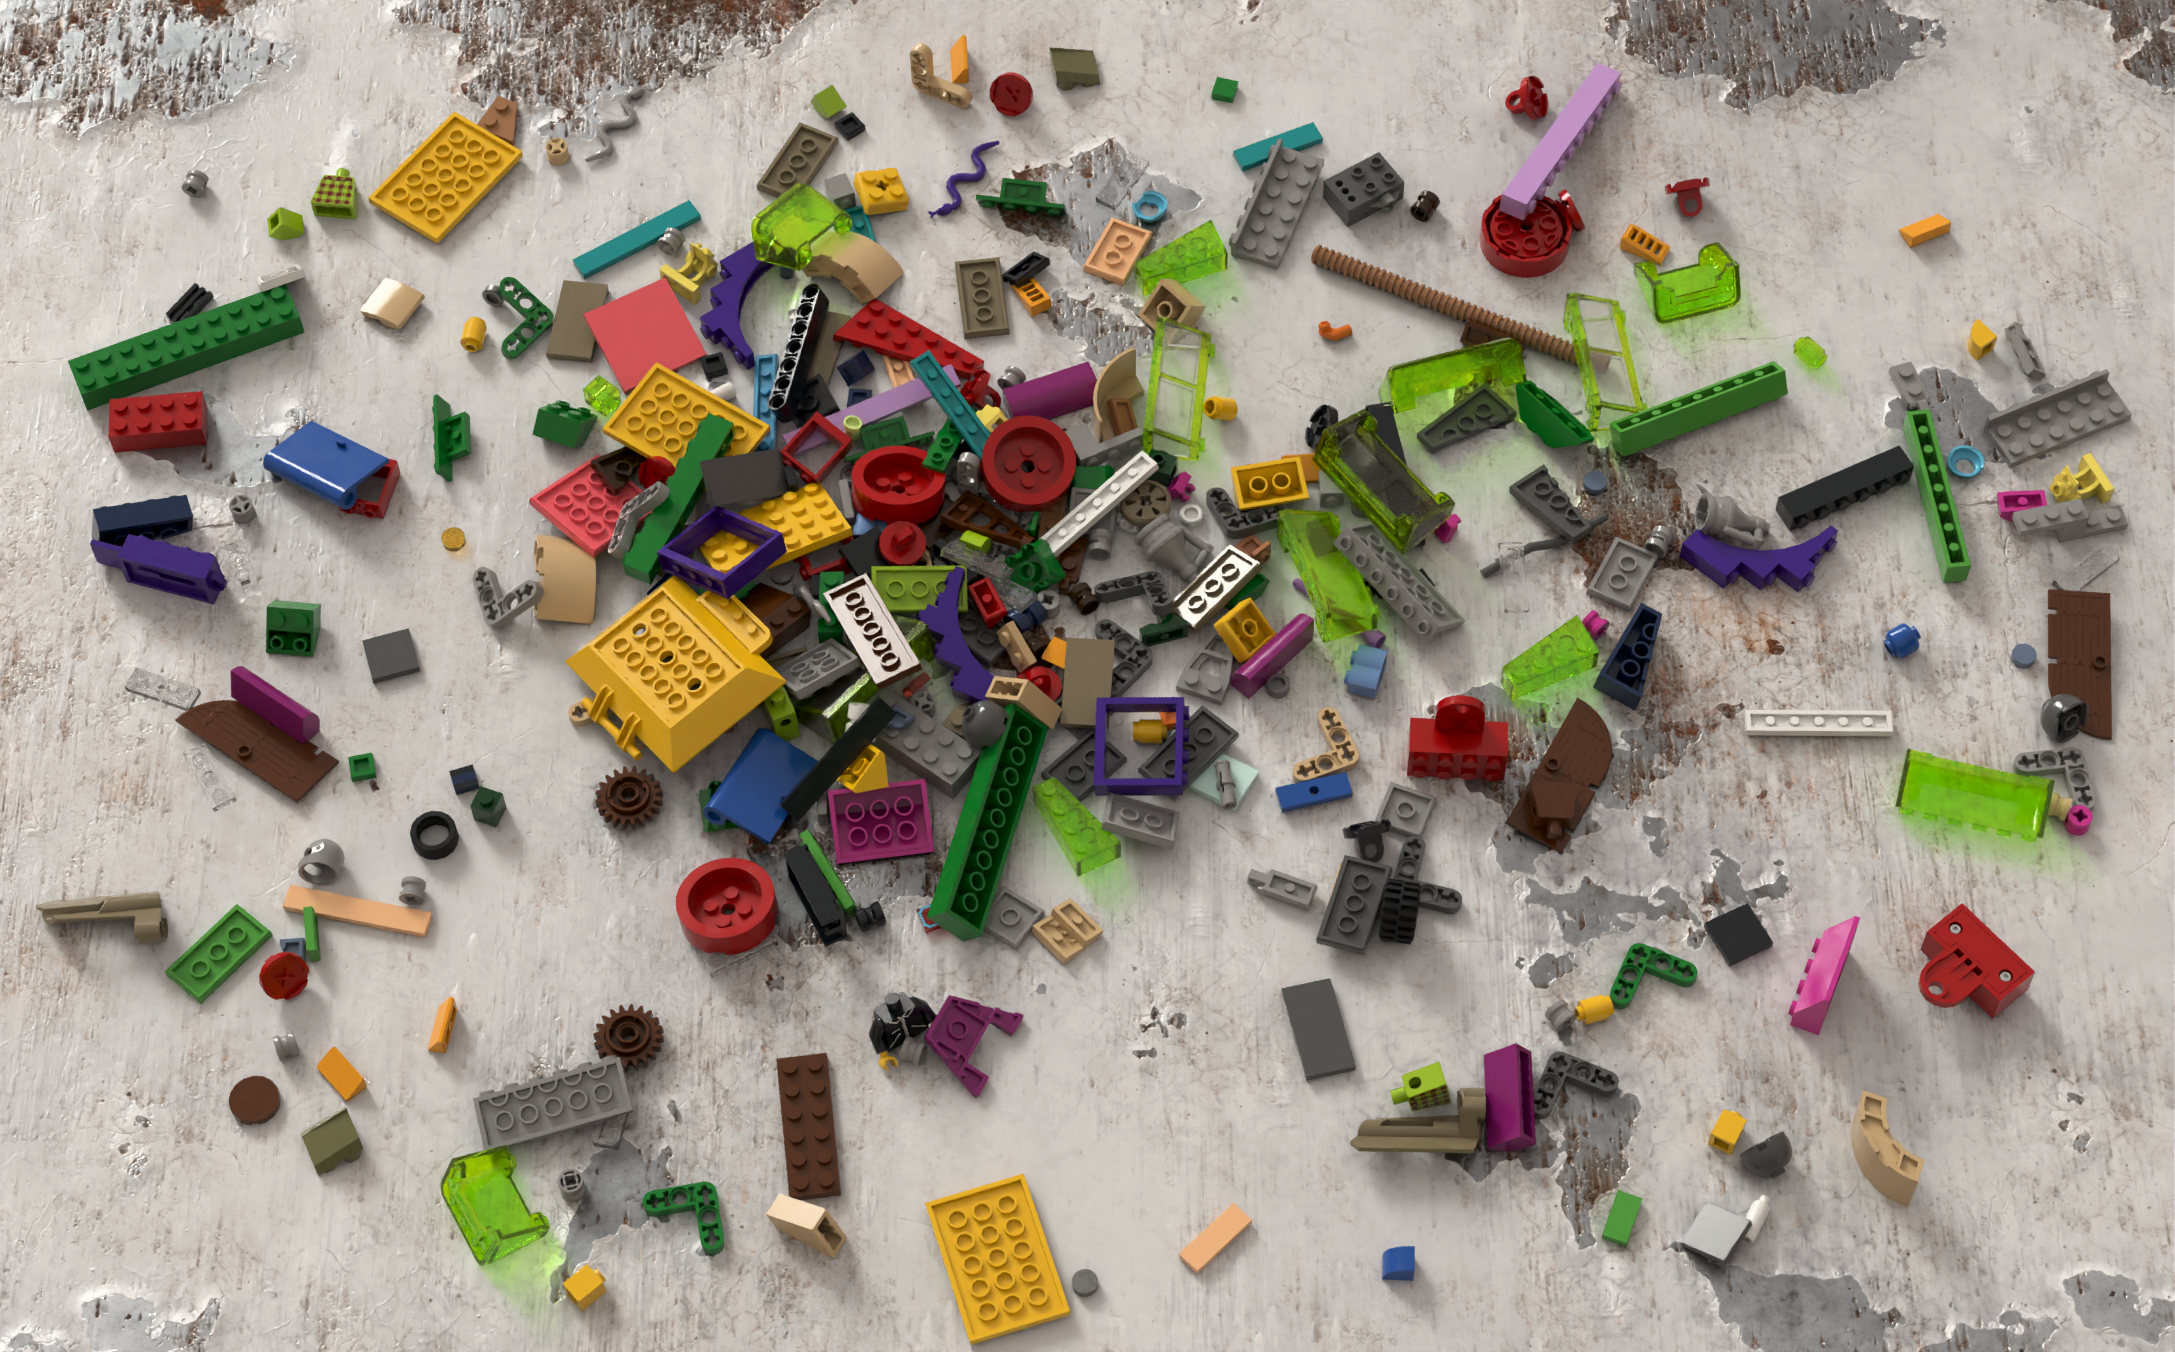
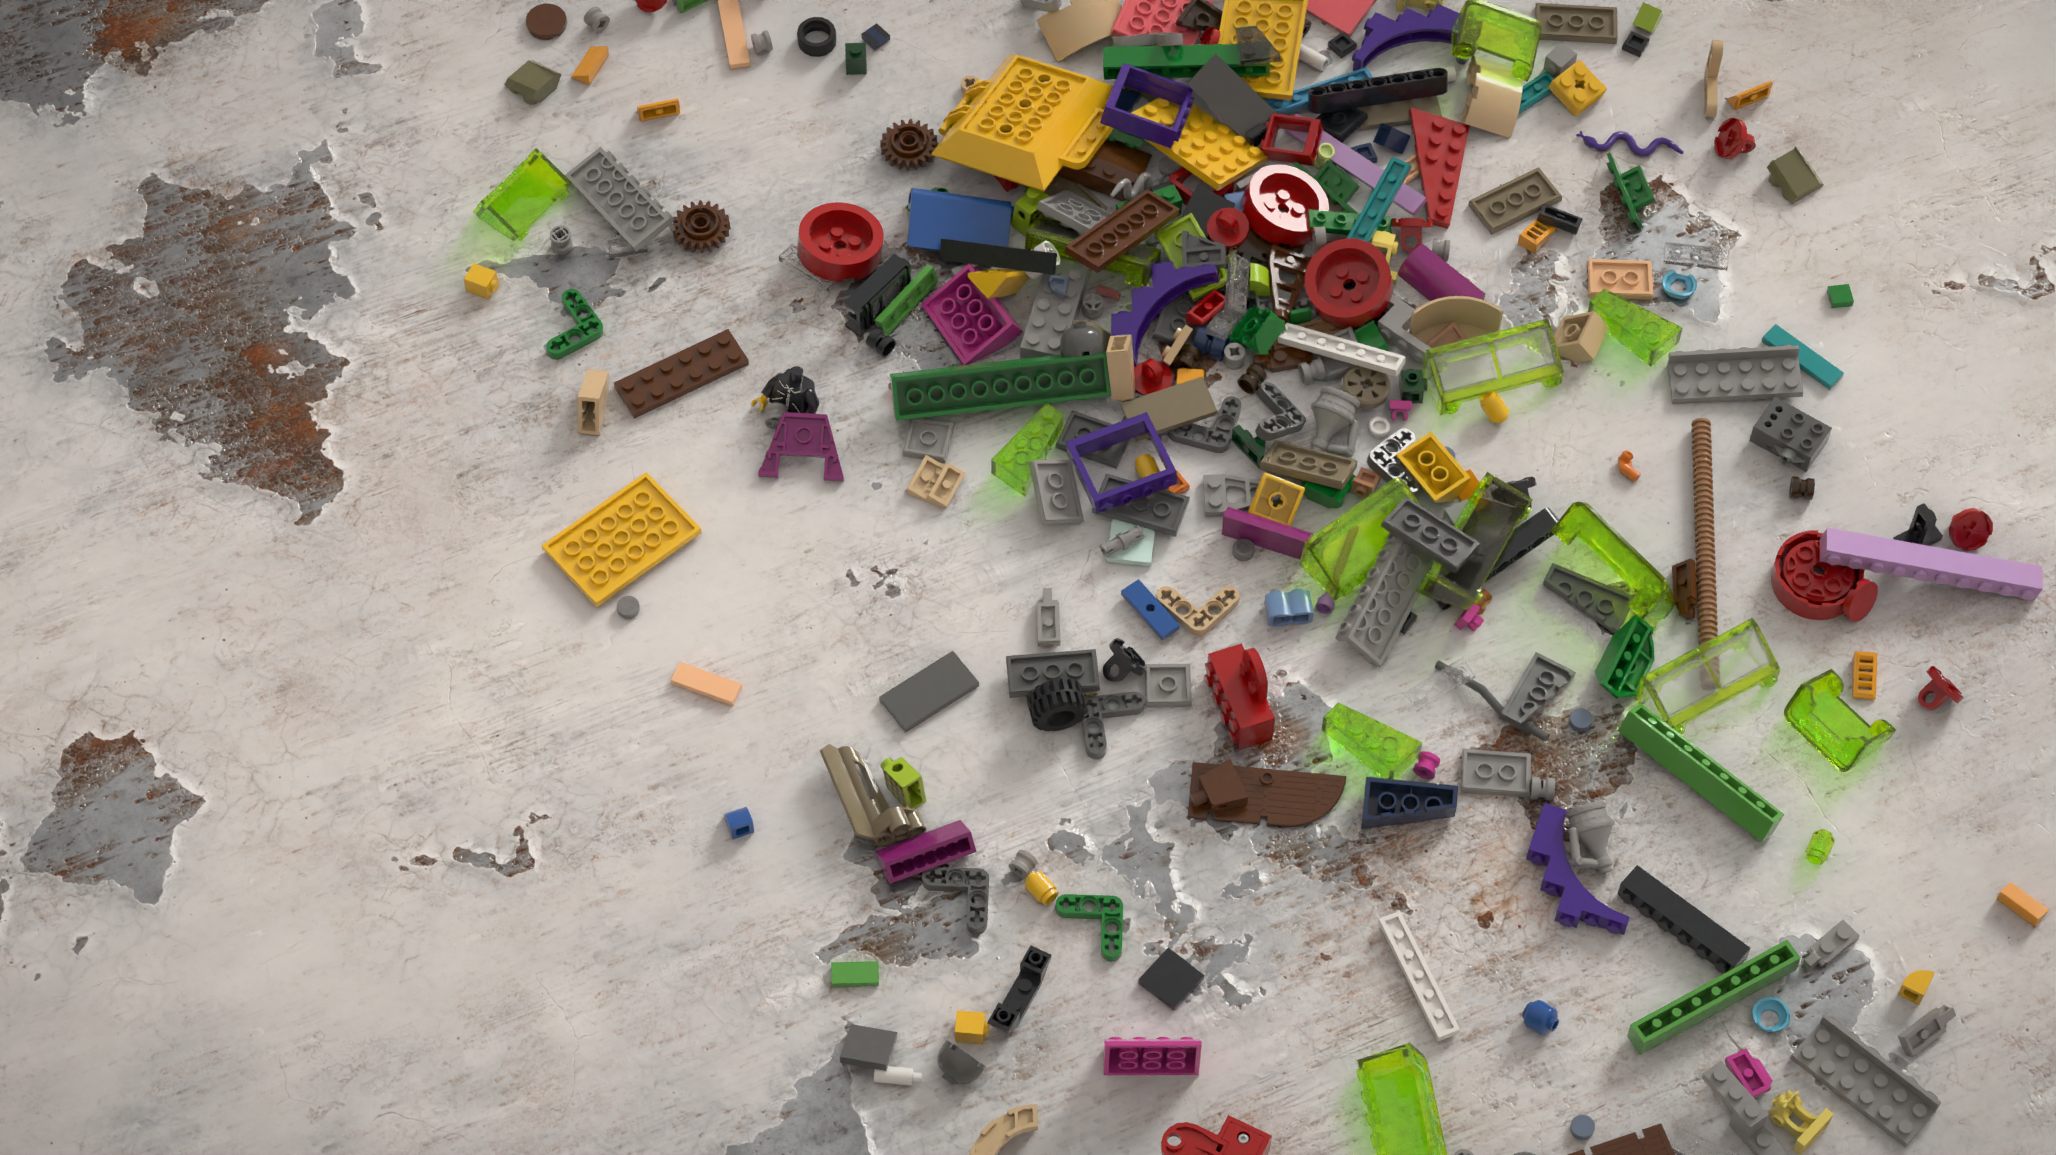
camera: 65 degrees right, 0 degrees up
(707, 426) = (1255, 47): none -> clear smoke wing
(928, 575) = (1201, 251): none -> dark grey wing
(1363, 508) = (1430, 534): none -> dark grey tile
(1517, 136) = (1922, 528): none -> black bracket
(1720, 1089) = (1032, 972): none -> black slope

